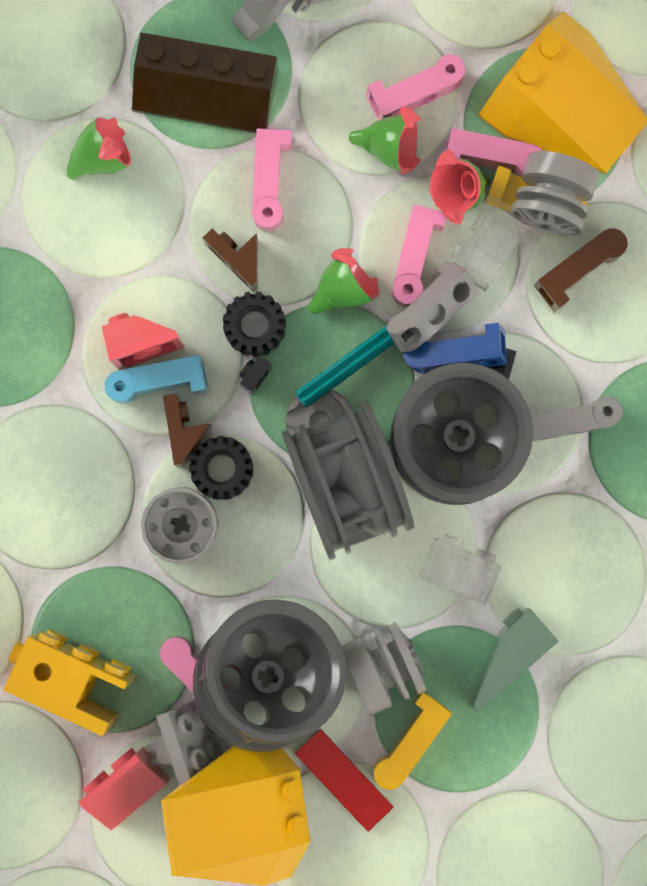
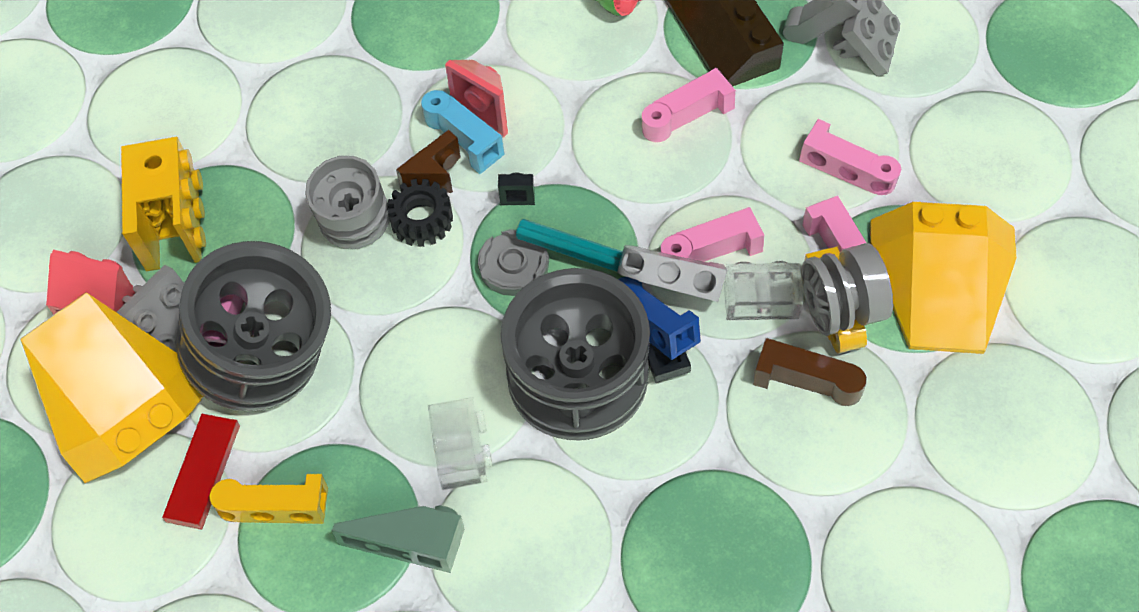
camera: 60 degrees right, 25 degrees down
(241, 263) = (605, 124): reddish brown slope -> none
(254, 303) = (559, 149): black tyre -> none
(343, 284) = (643, 202): bright green hat -> none
(349, 479) = (461, 279): dark grey wheel -> none
(384, 668) = (321, 425): light grey wheel -> none
(391, 140) = (792, 167): bright green hat -> none
(456, 186) = (792, 226): coral hat -> none
(593, 417) = (686, 471): light grey leg -> none

